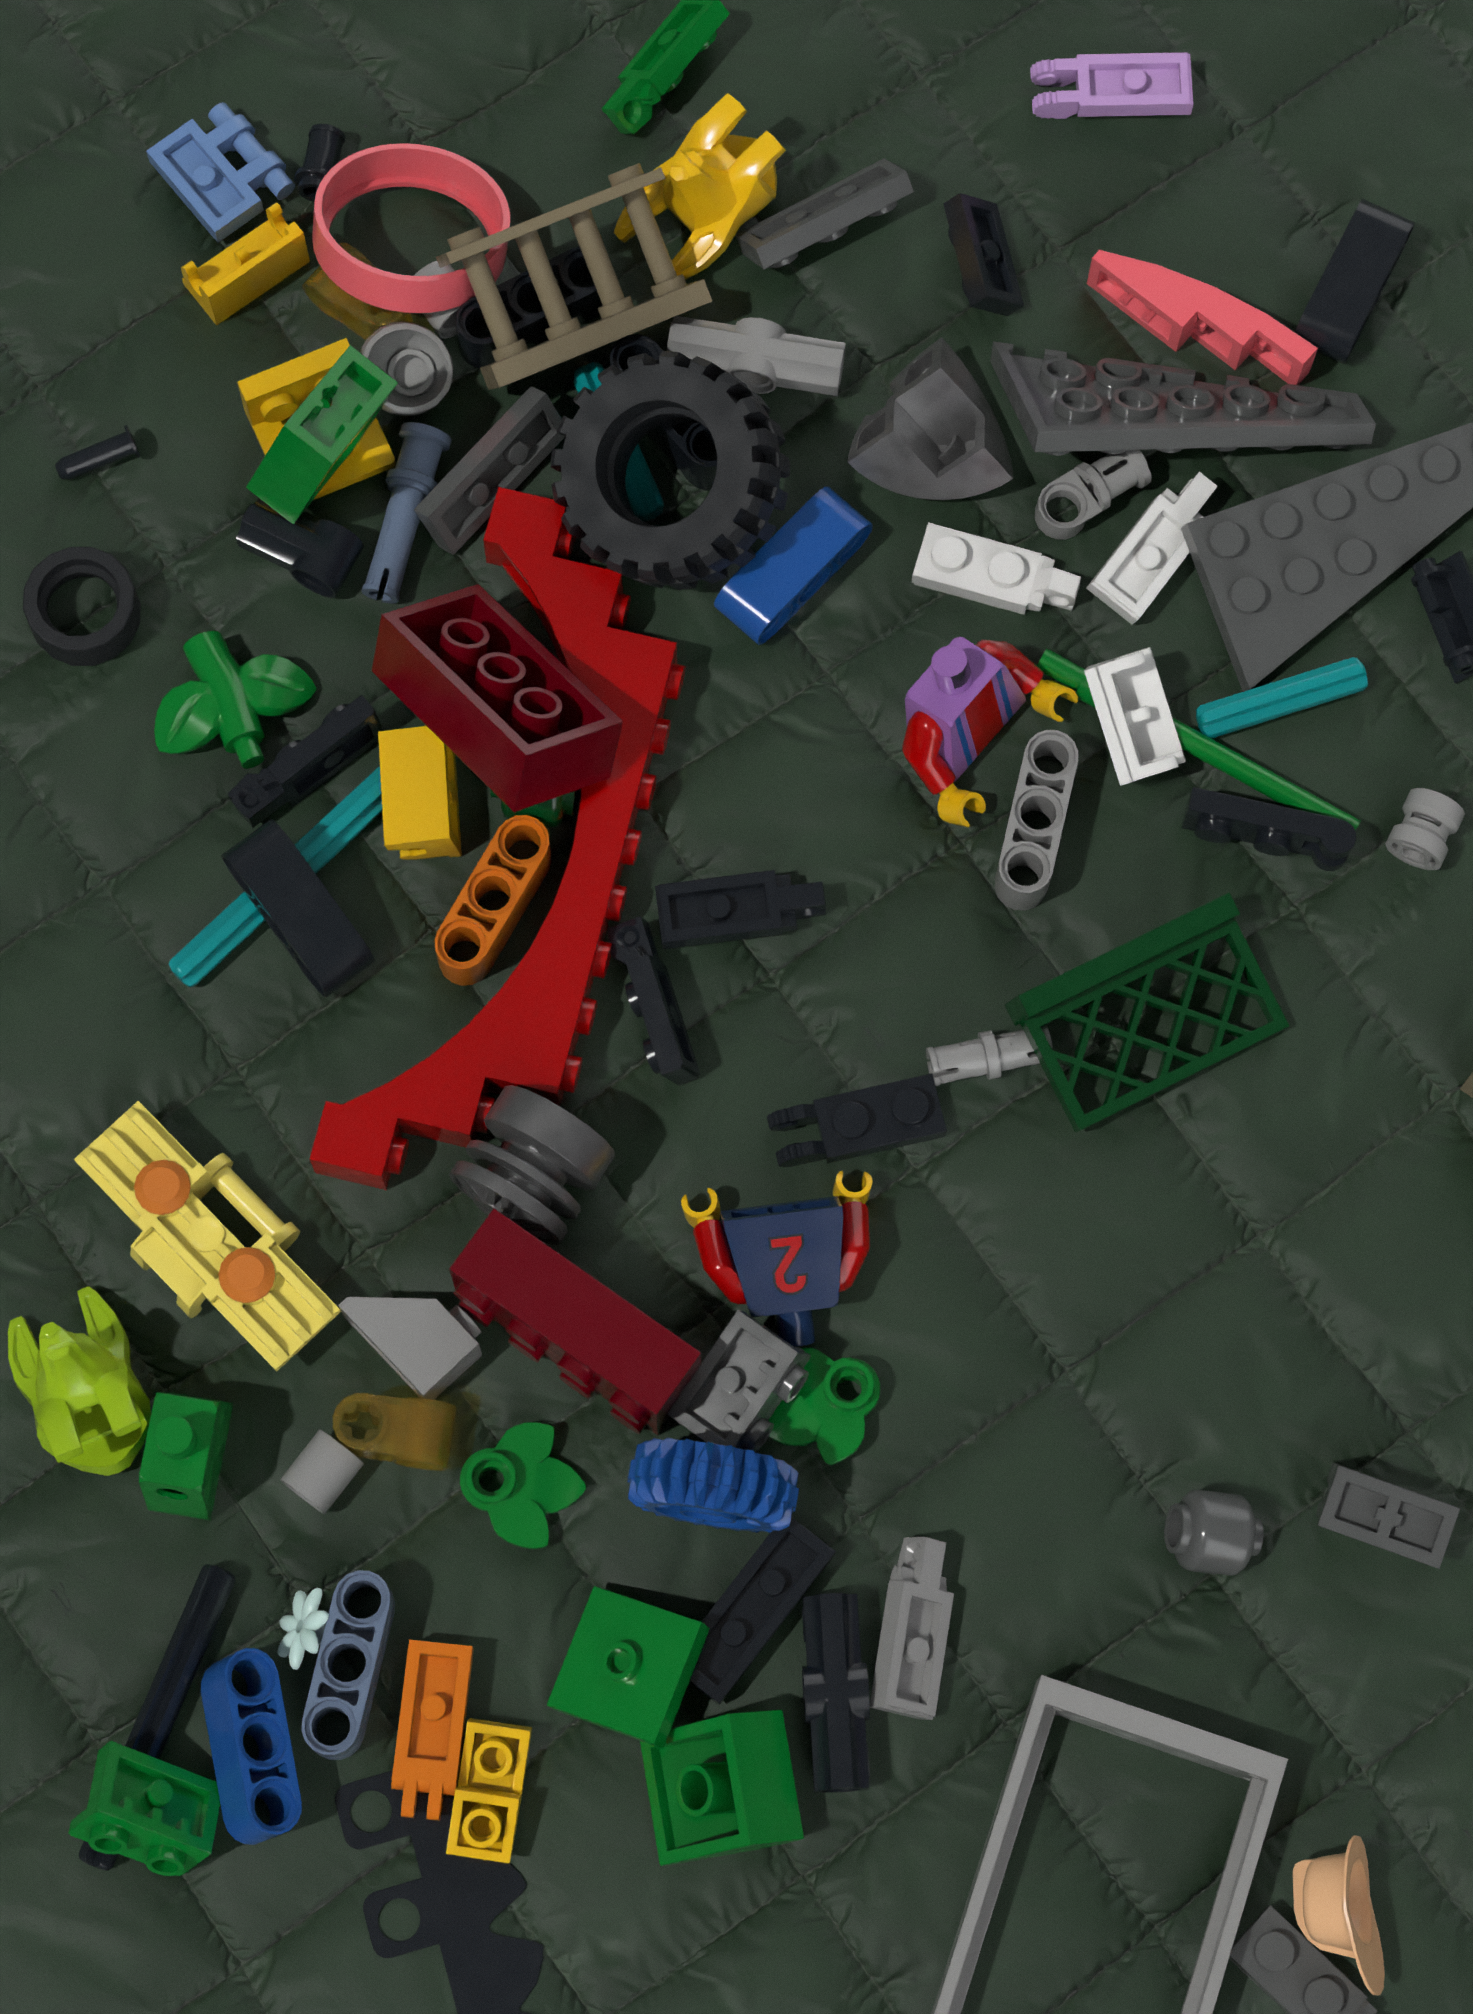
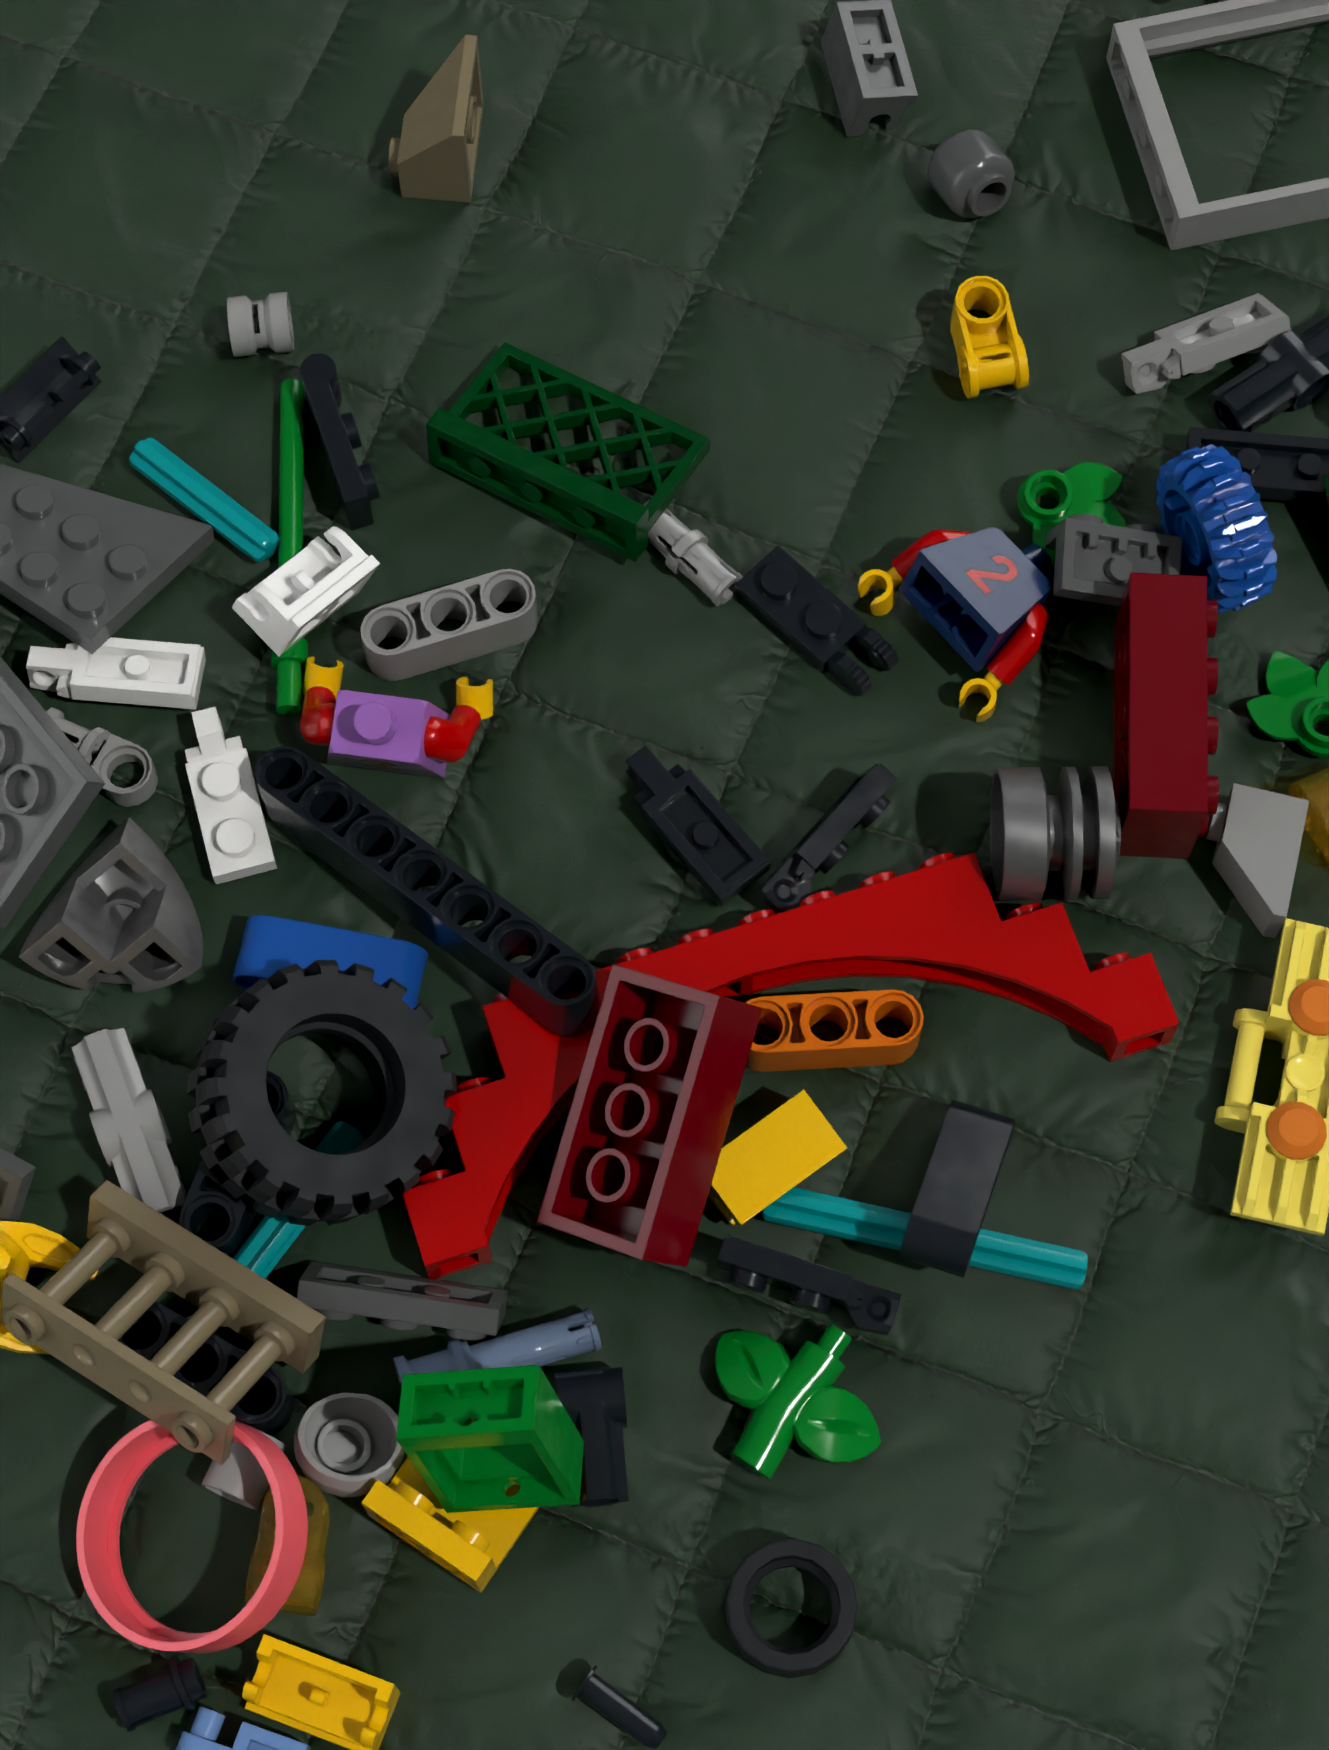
camera: 120 degrees left, 5 degrees down
(777, 667) = (435, 913): none -> black beam
(1029, 1431) = (987, 348): none -> yellow piece

